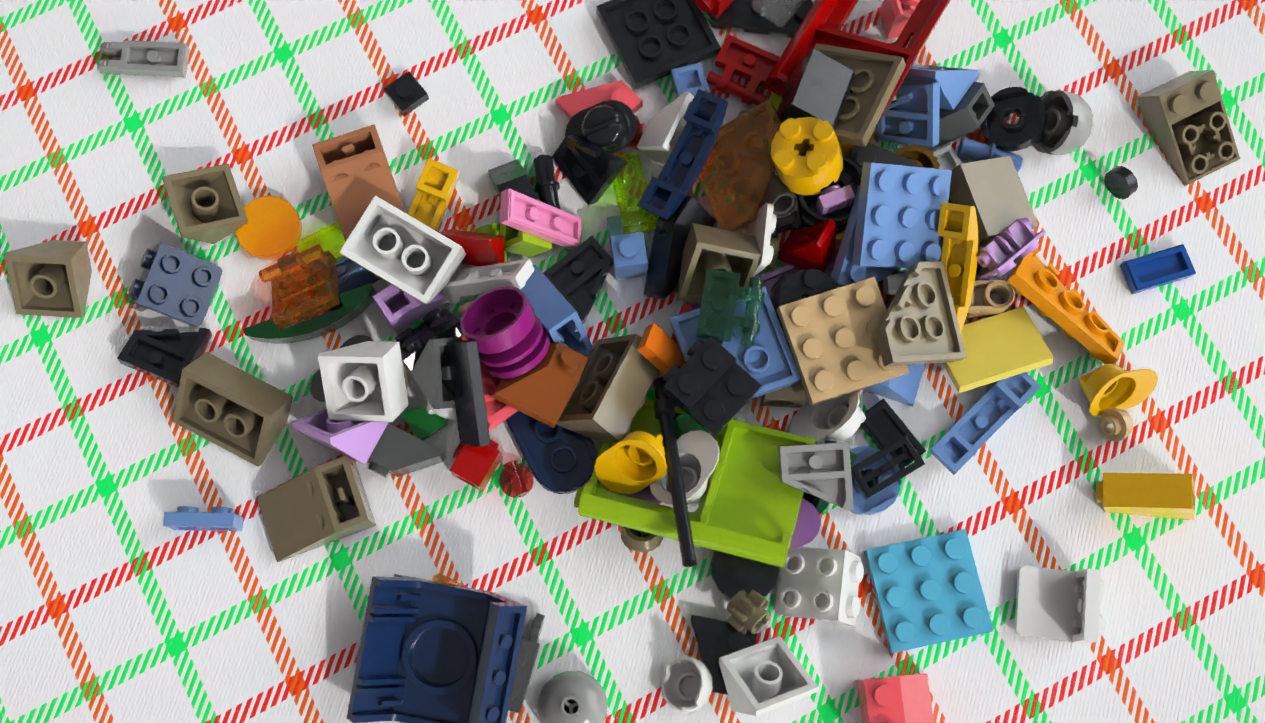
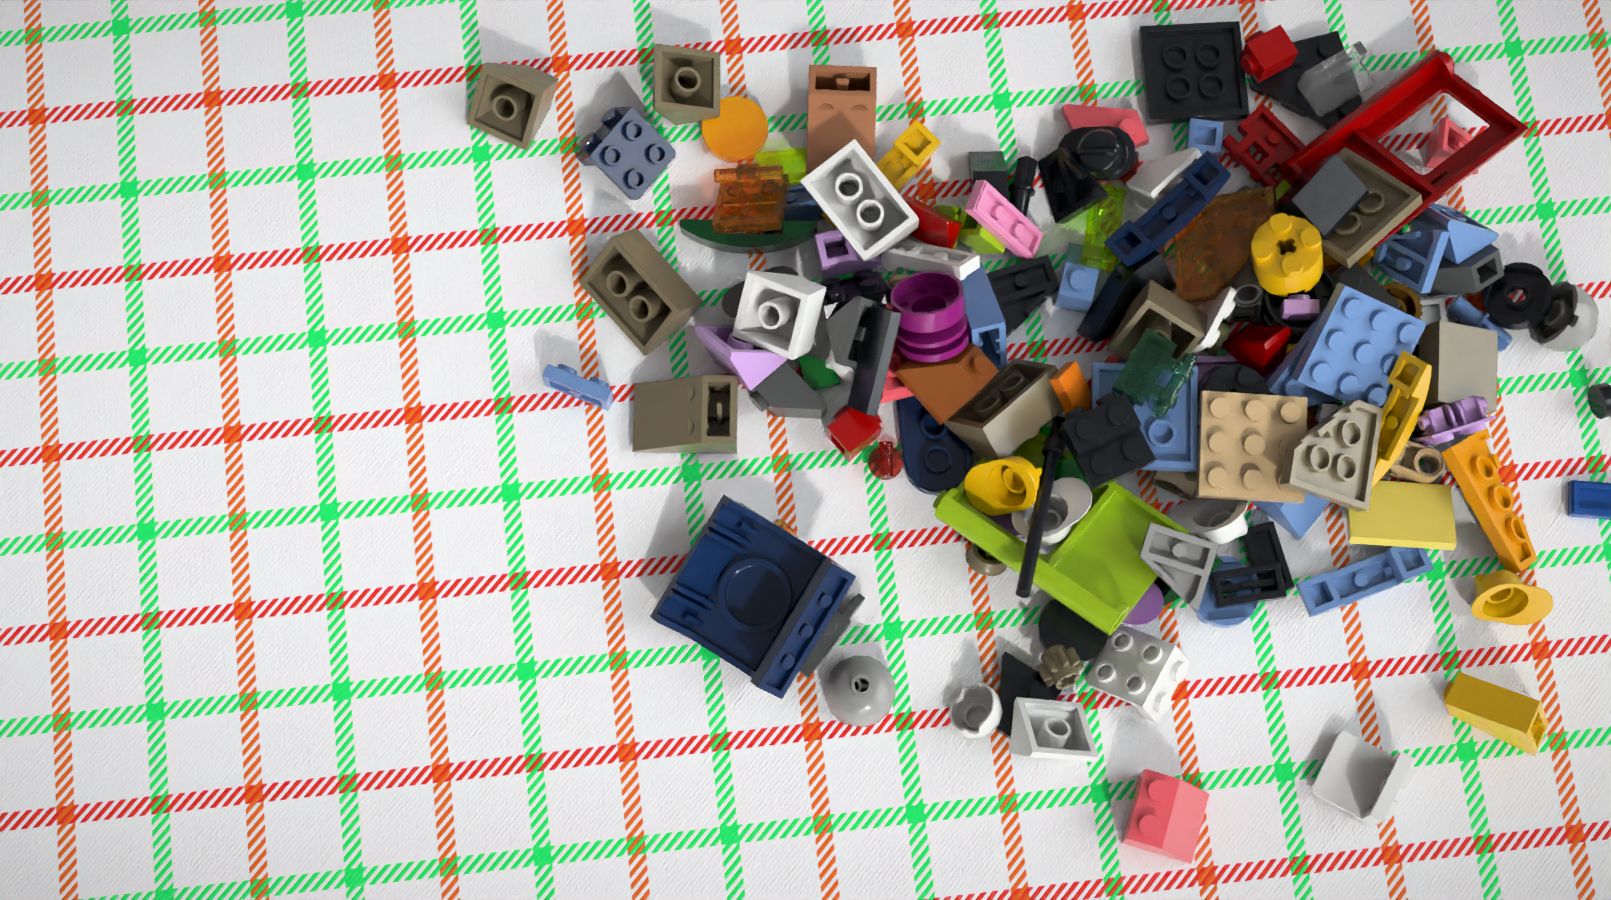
camera: 20 degrees right, 0 degrees up
(163, 352) = (594, 214): black wing -> none
(406, 93) = (916, 45): black plate -> none
(928, 591) = (1242, 718): medium azure plate -> none
(1116, 424) = (1494, 633): tan plate -> none

